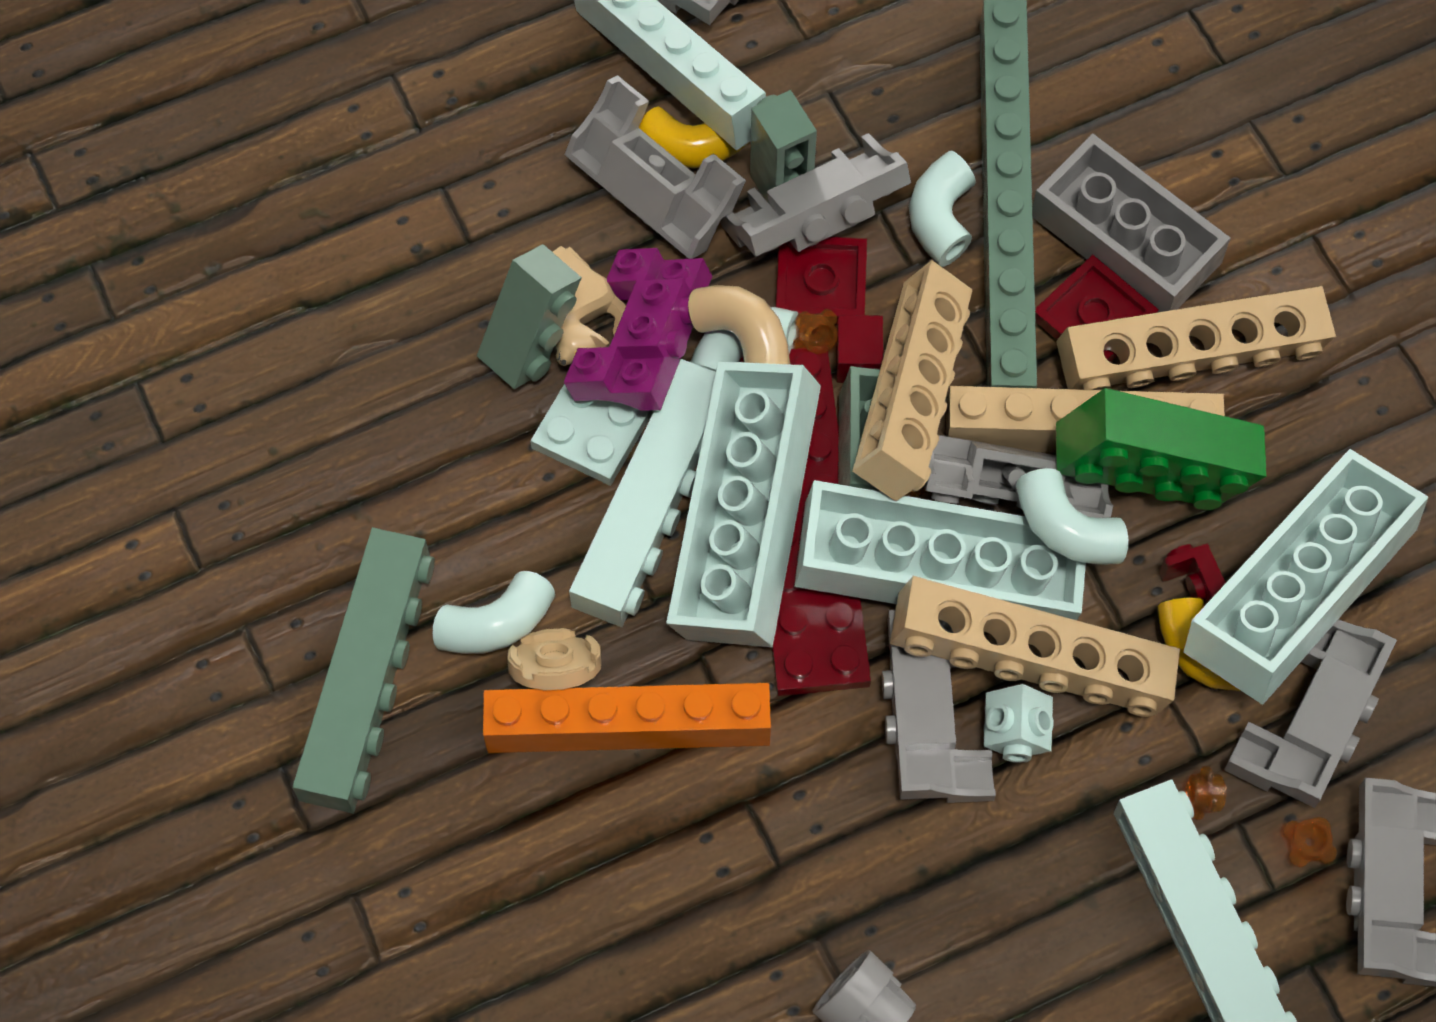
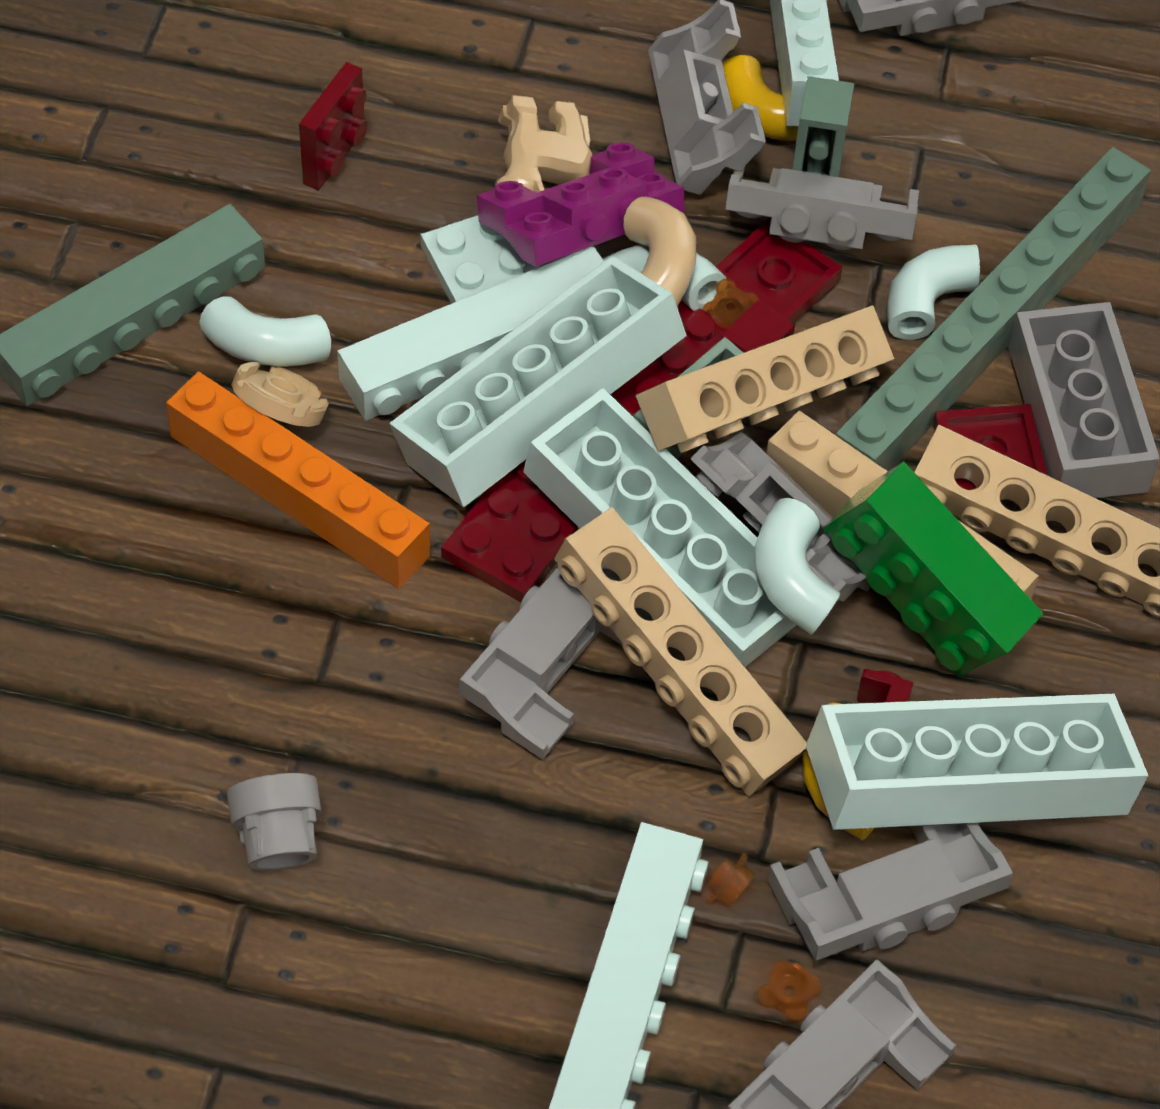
camera: 35 degrees right, 10 degrees down
(393, 400) = (333, 126): none -> dark red plate
(529, 316) = (493, 128): sand green brick -> none
(1018, 722) = (615, 707): light aqua brick -> none

